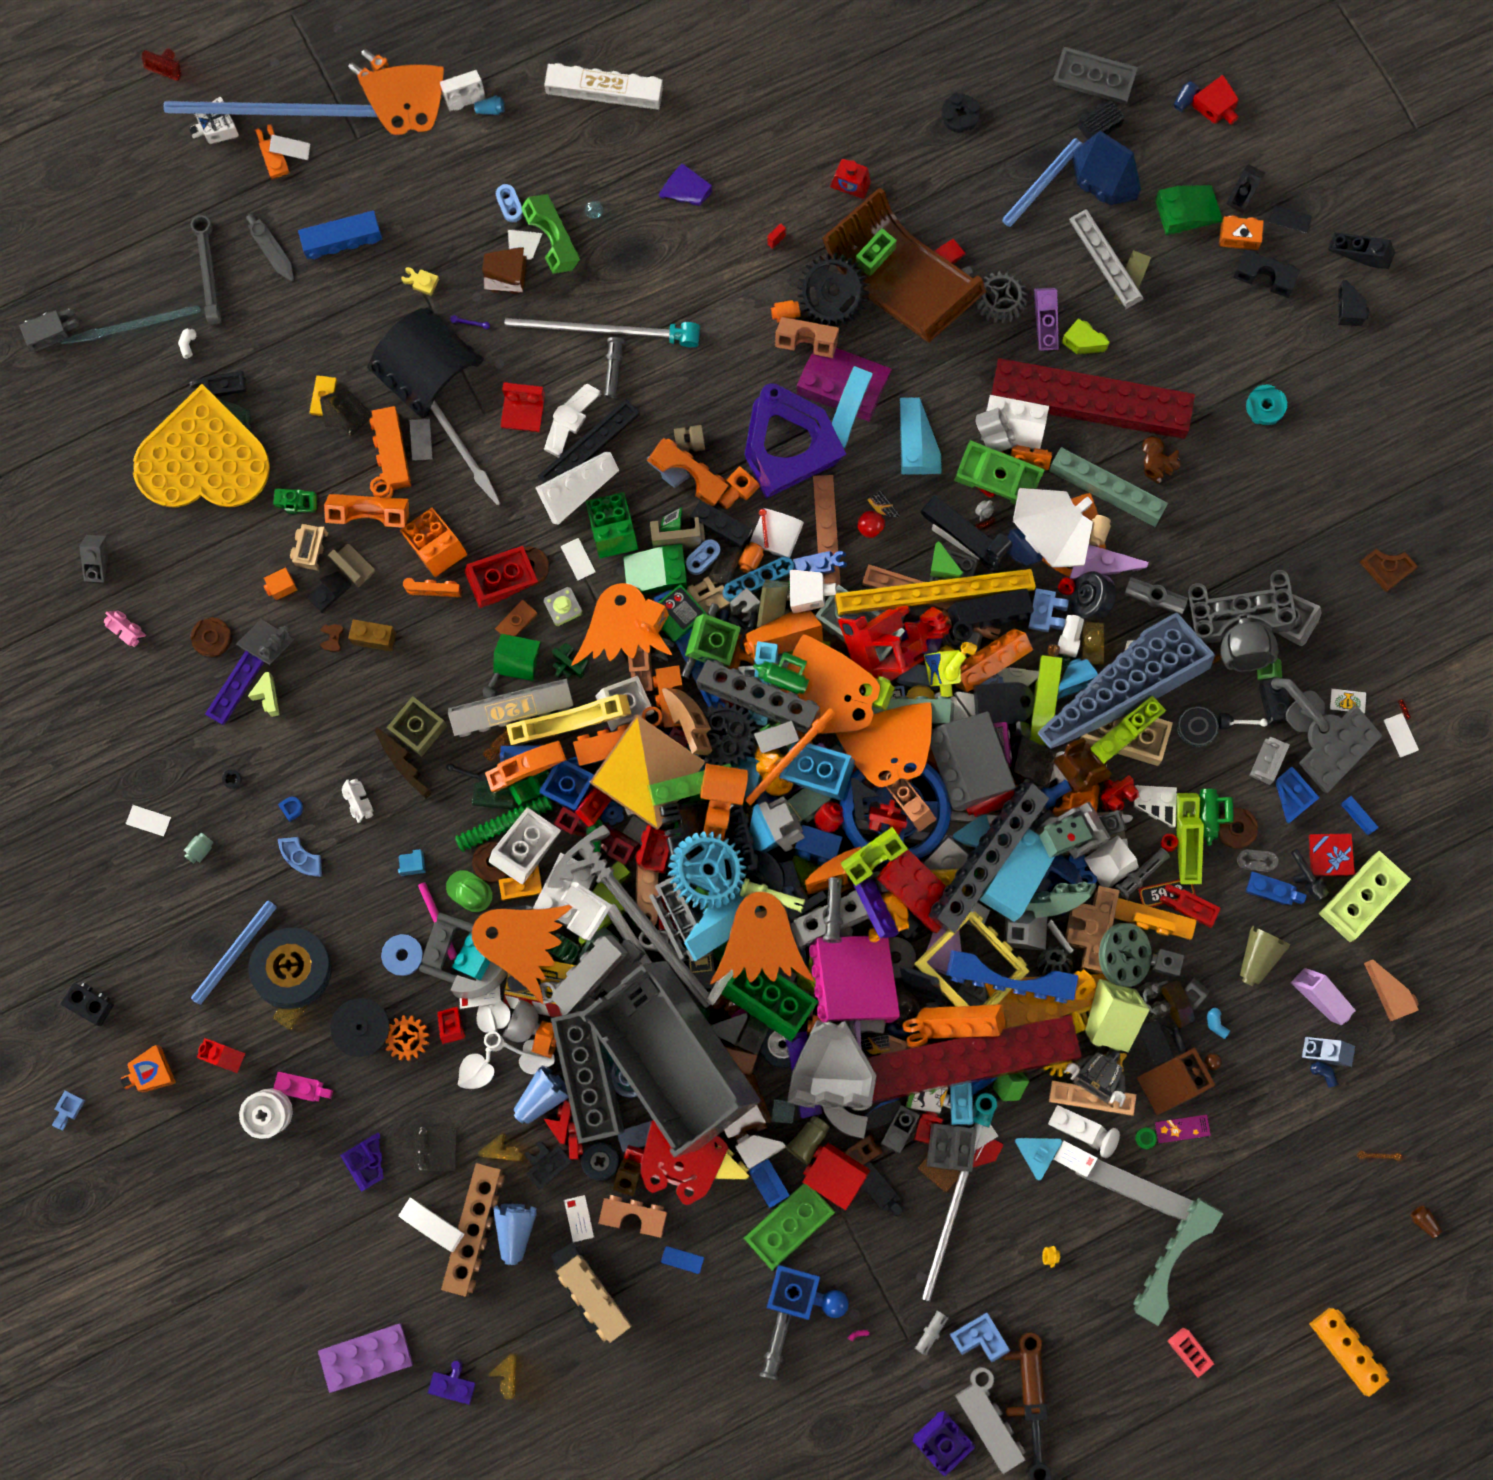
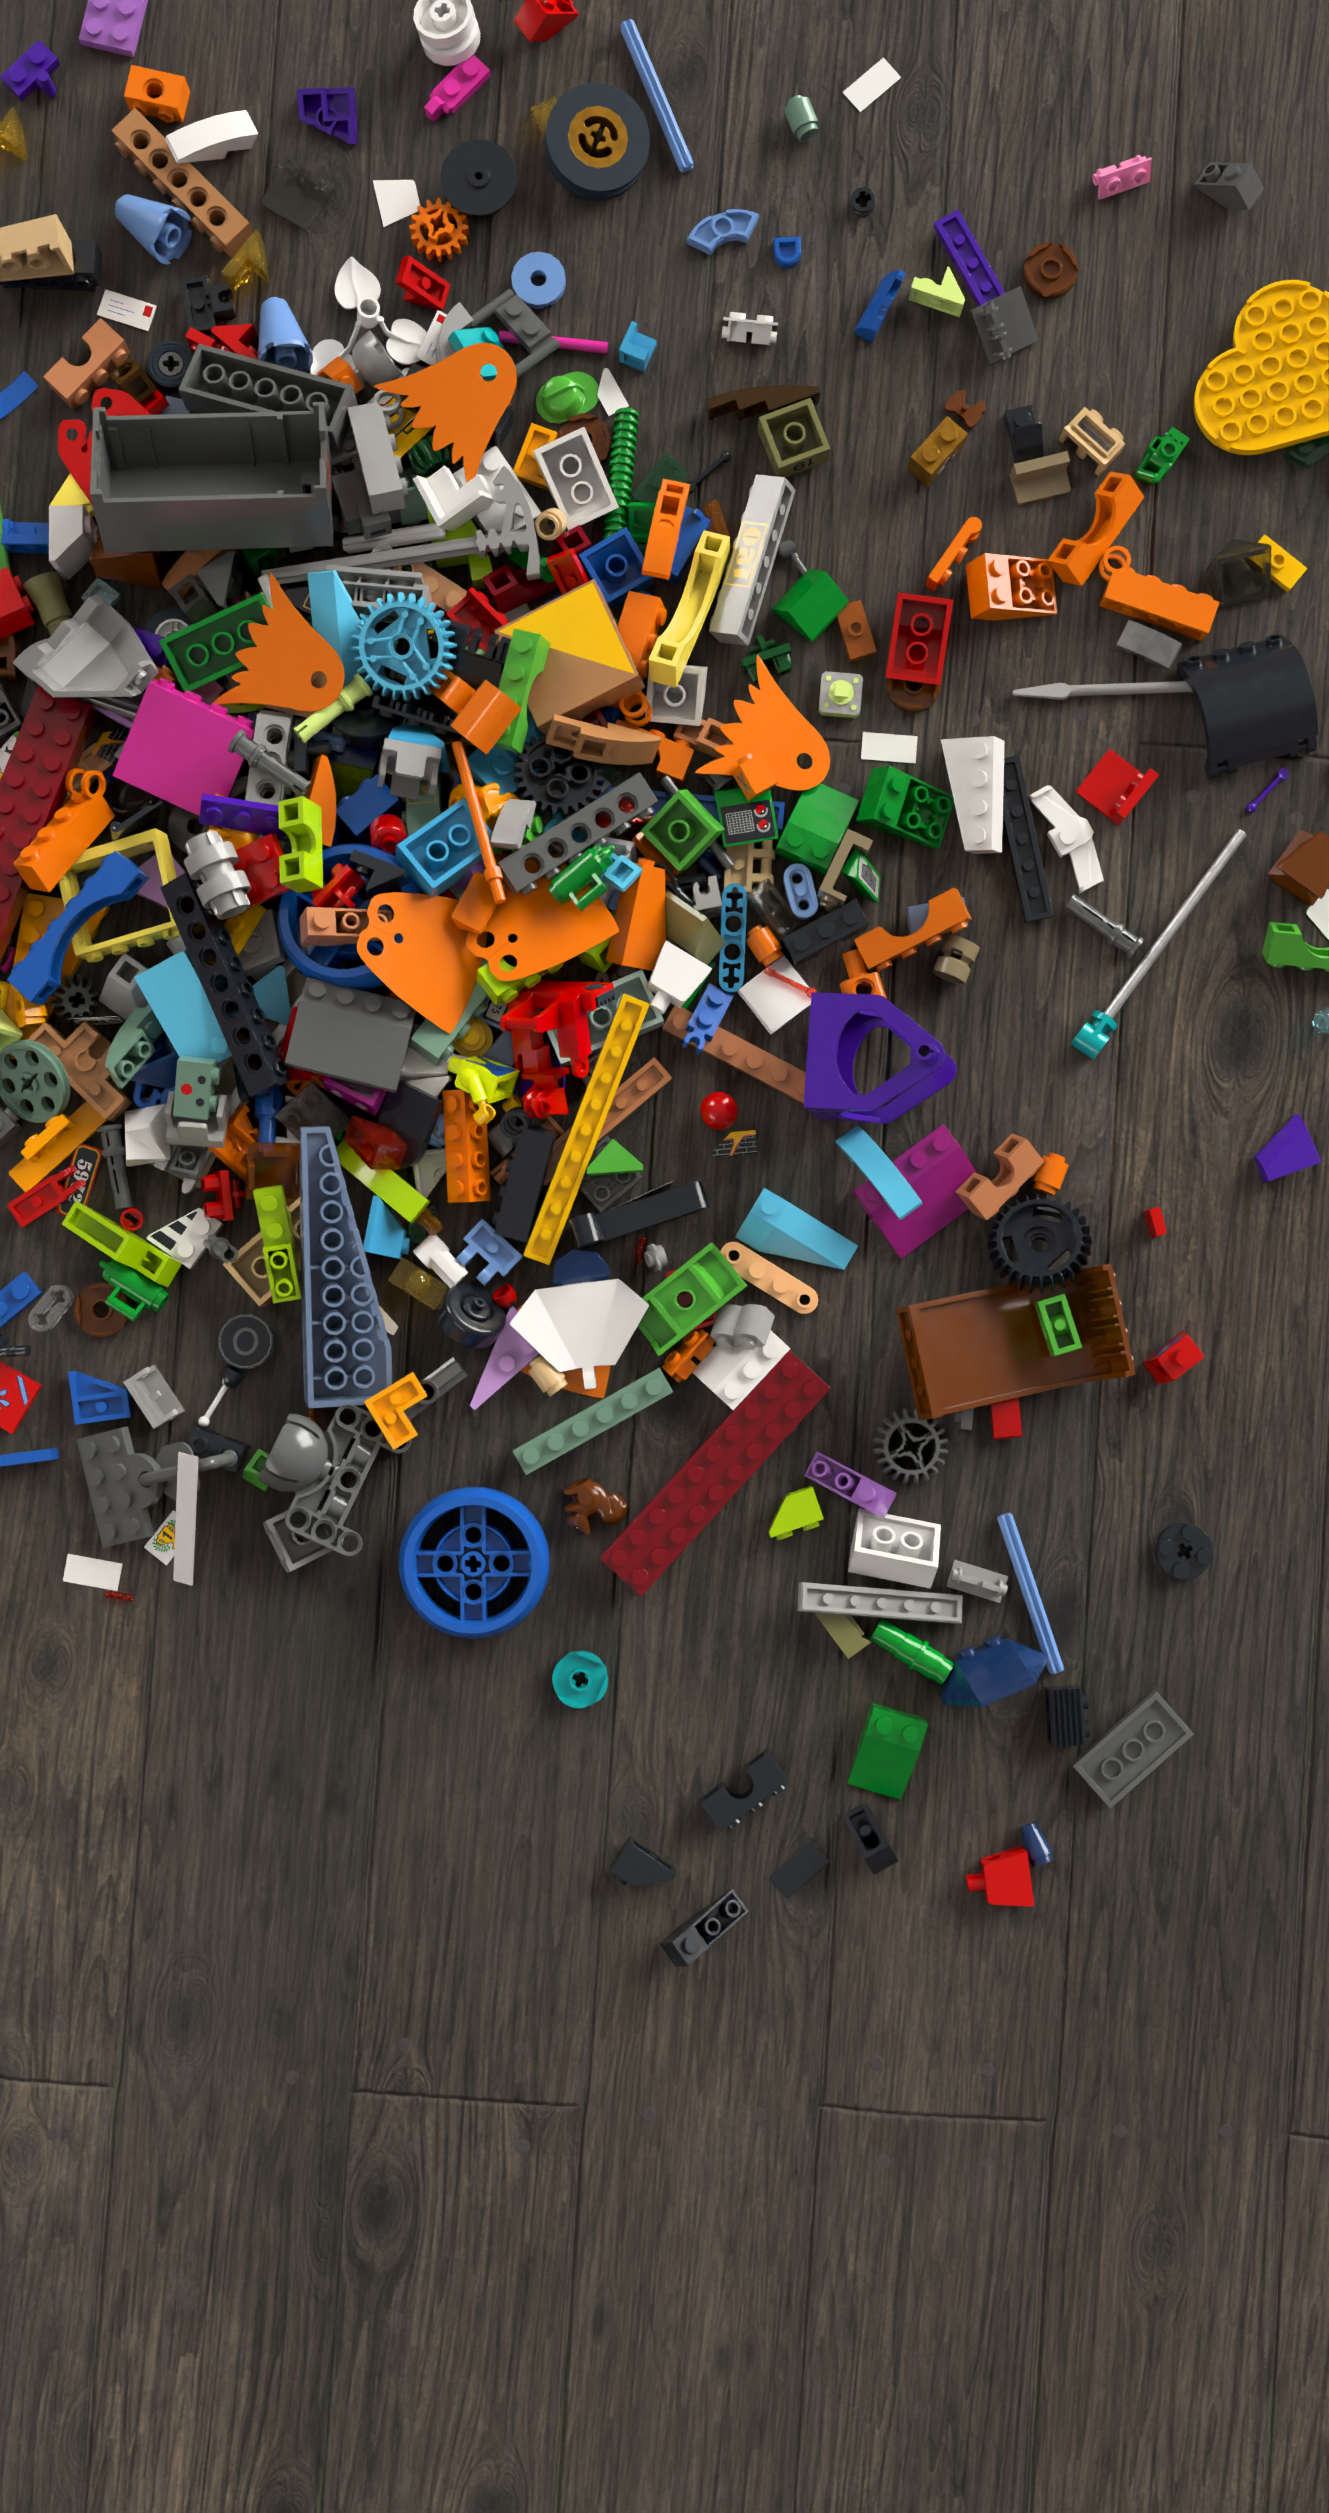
camera: 120 degrees right, 10 degrees up
(279, 584) = (1066, 381): orange brick -> none
(297, 726) = (878, 305): none -> blue slope
(399, 1083) = (396, 199): none -> white sticker
(411, 1276) = (147, 83): none -> orange brick
(450, 865) = (610, 394): none -> white sticker
(565, 839) = (544, 528): none -> tan brick
(840, 732) = (475, 905): none -> orange slope
(922, 900) = (213, 864): none -> light grey piece
(952, 437) = (771, 1278): none -> light nougat plate
(1027, 711) = (375, 1144): none -> clear red slope
(1055, 214) = (977, 1581): none -> light grey hinge
(1067, 270) = (895, 1548): none -> white slope
(1121, 226) = (912, 1651): none -> green piece
(1152, 769) = (221, 1249): none -> dark grey axle
(1181, 605) = (389, 1407): none -> light orange plate
(1220, 473) = (419, 1563): none -> blue wheel
(1241, 233) = (815, 1793): orange brick -> none
(1331, 686) = (185, 1518): none -> white sticker
(1388, 569) = (292, 1690): reddish brown tile -> none

